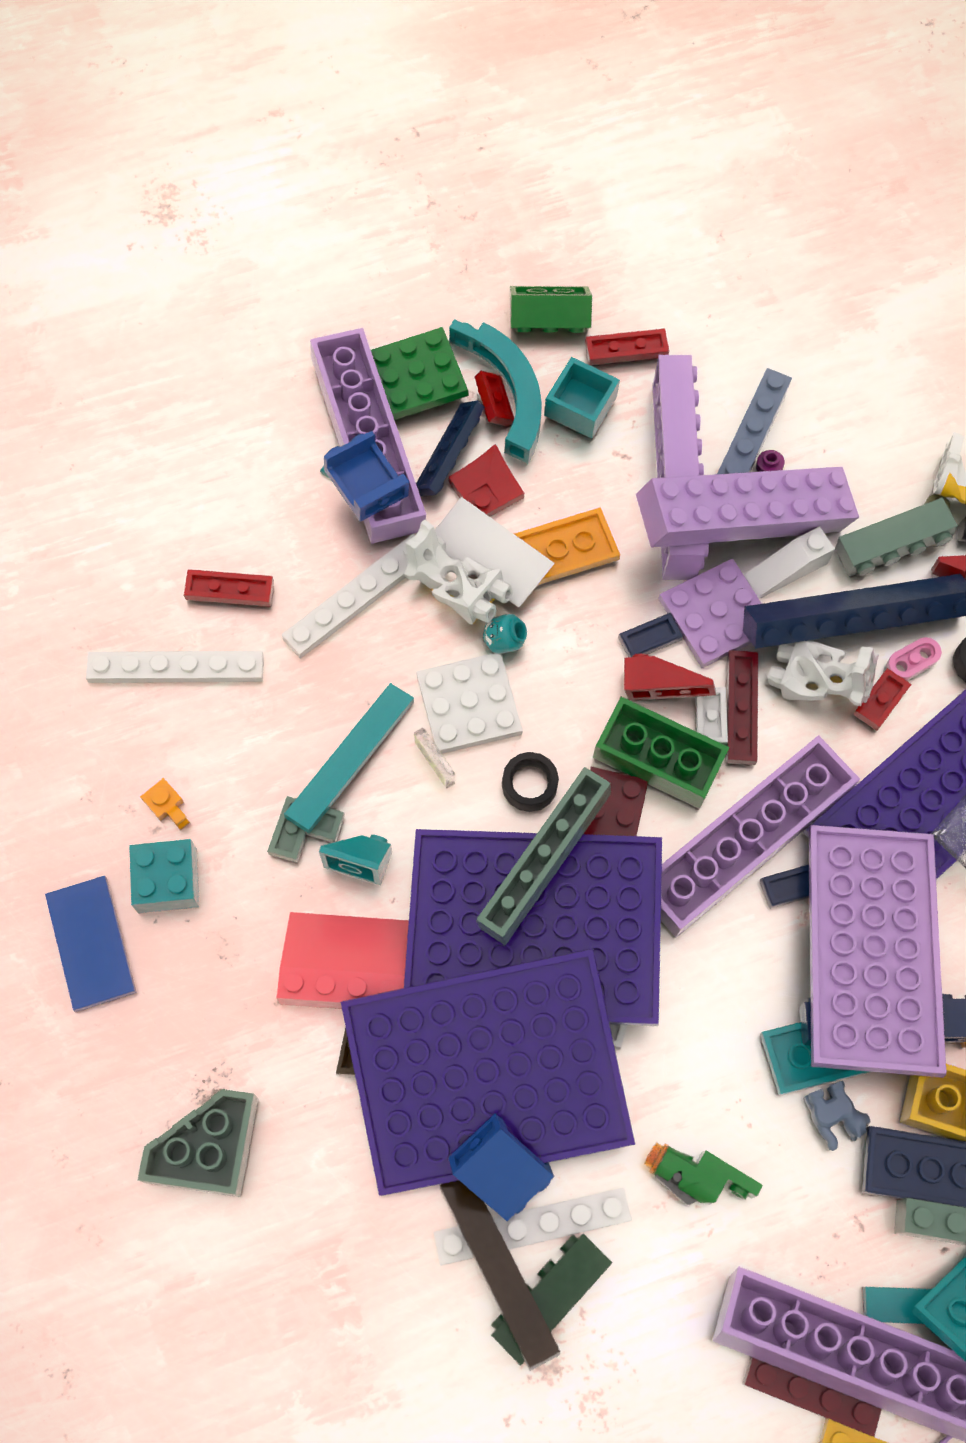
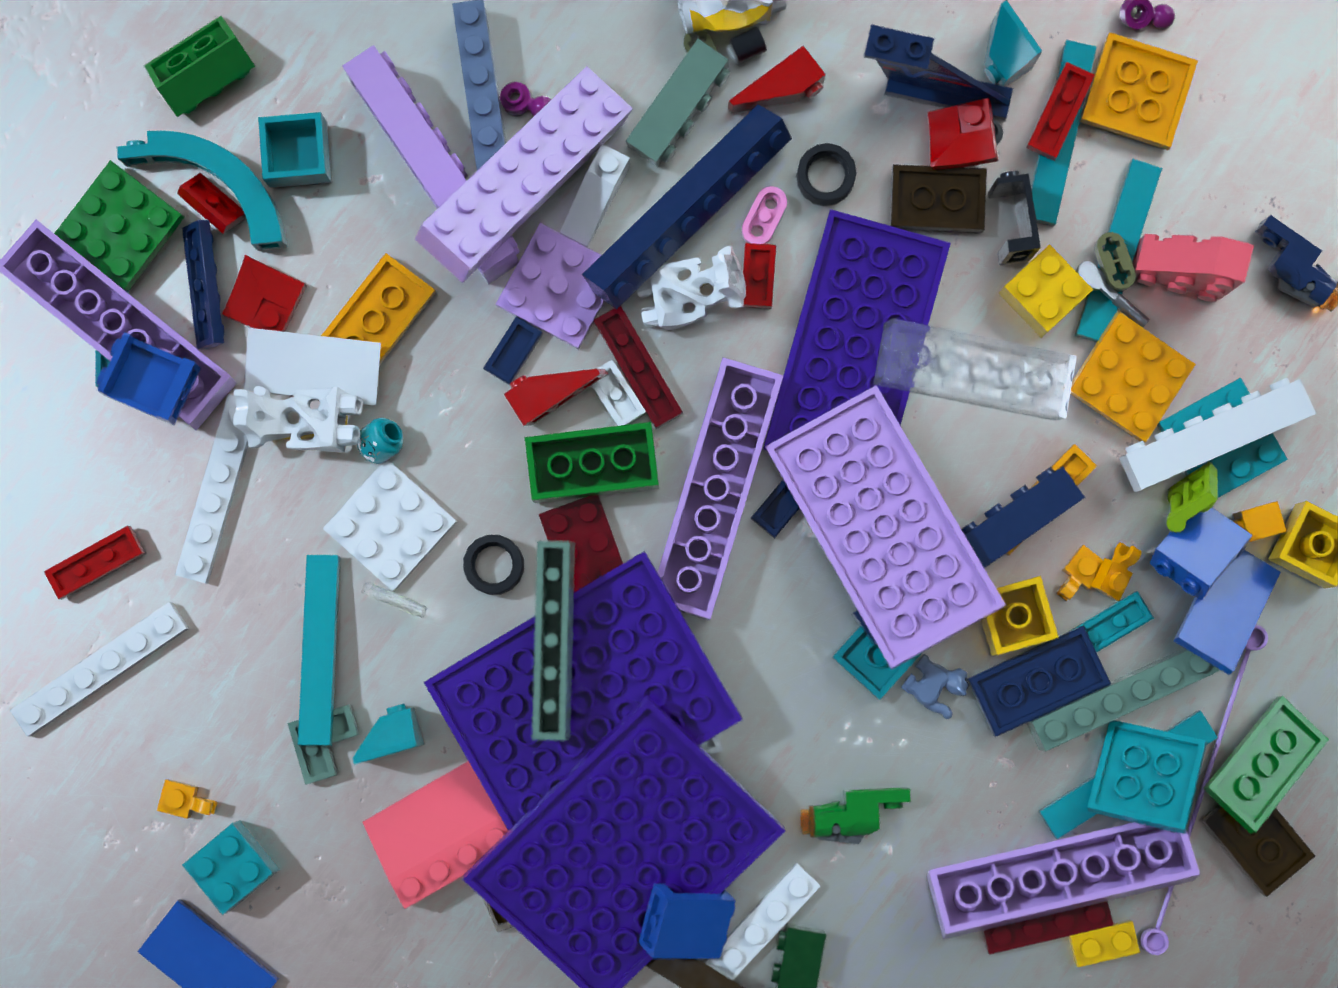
camera: 30 degrees left, 15 degrees up
(626, 346) = (302, 61): red plate -> none

